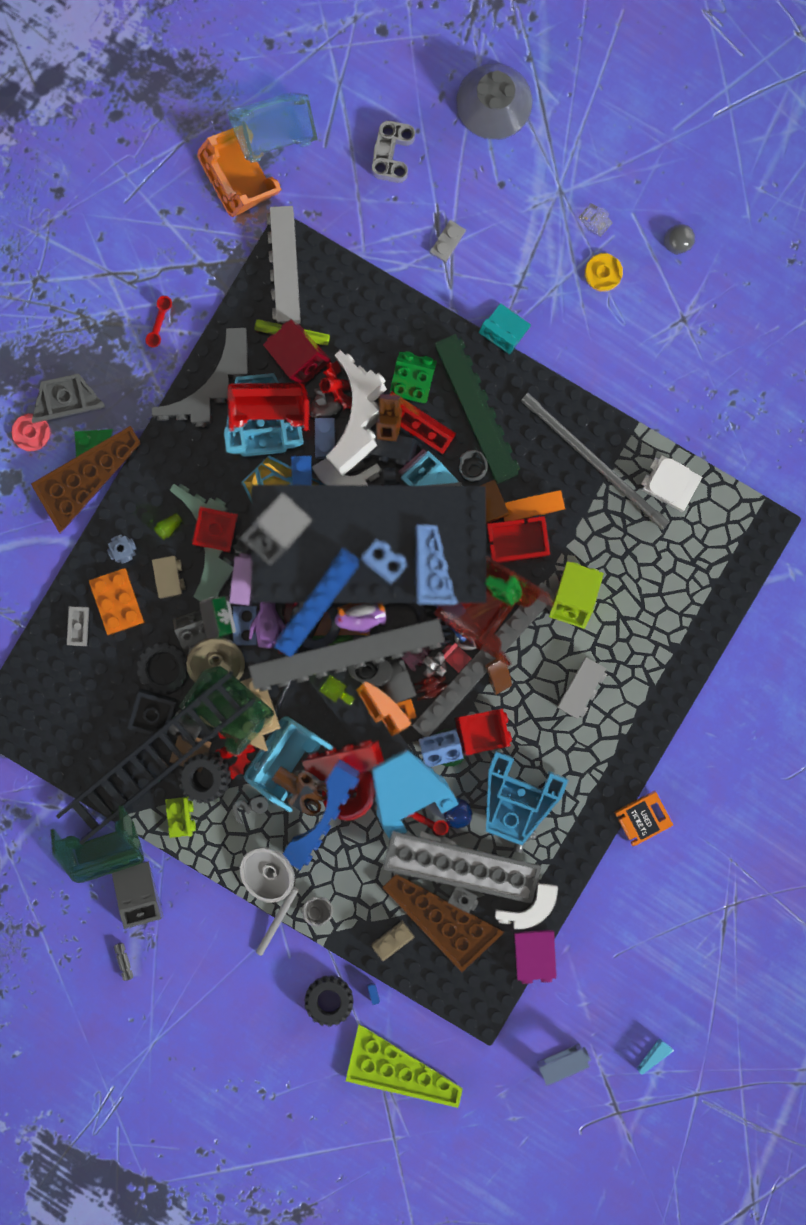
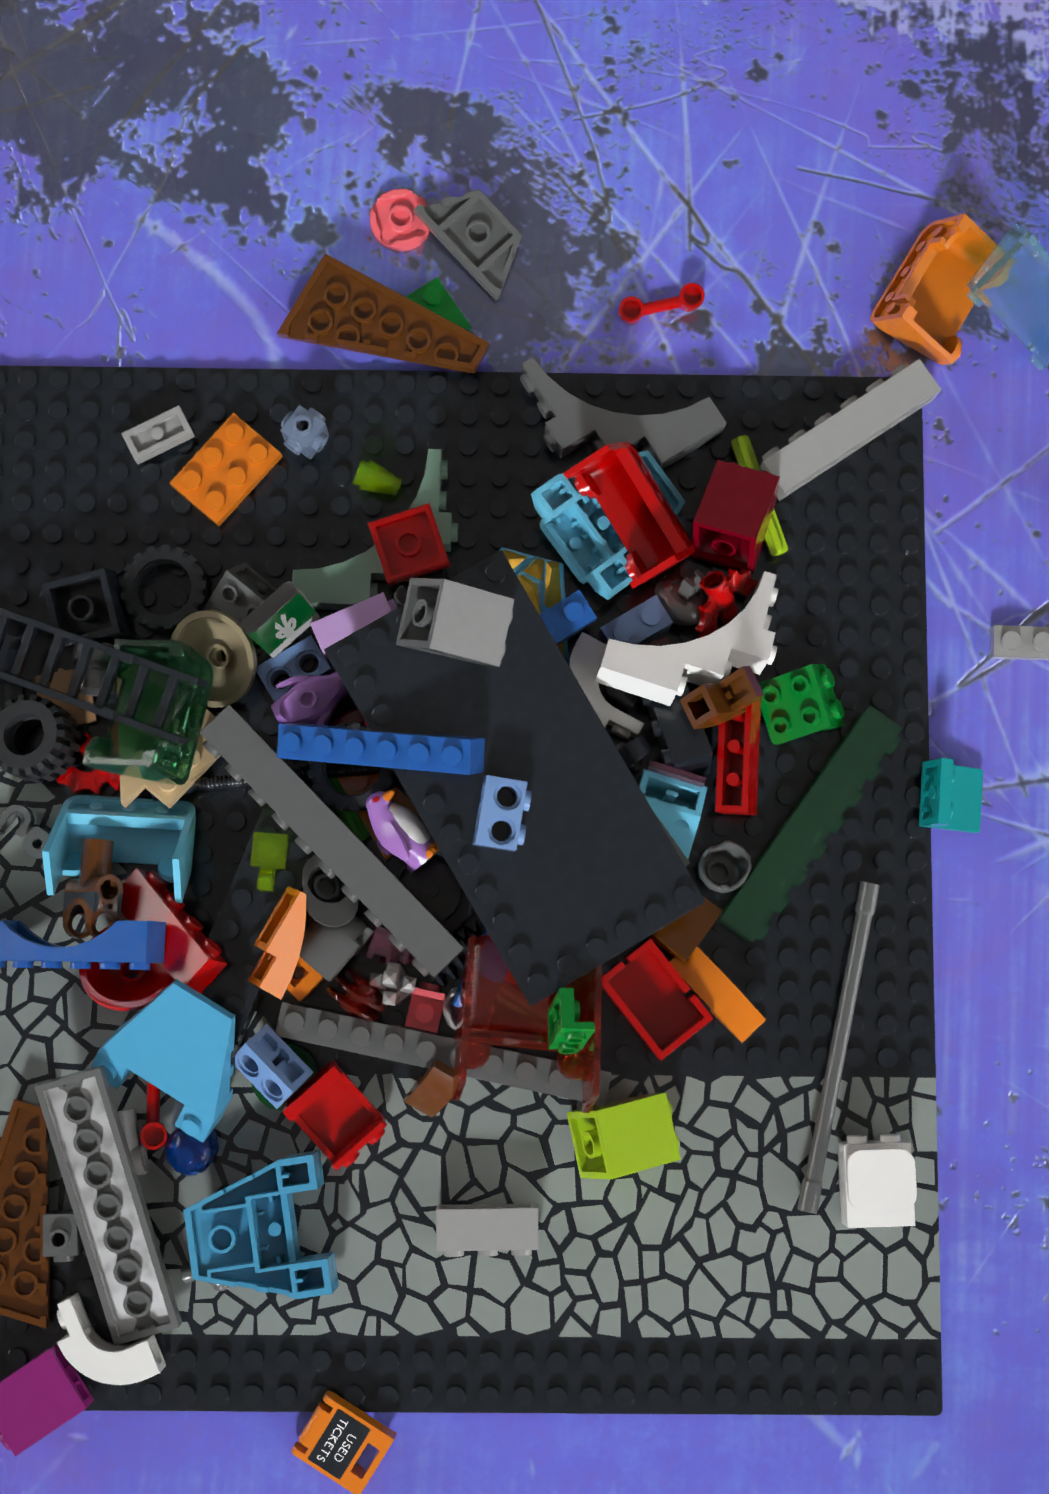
camera: 55 degrees right, 5 degrees down
(168, 577) = (302, 520): dark tan brick -> none
(432, 573) = (525, 897): medium blue wing -> none

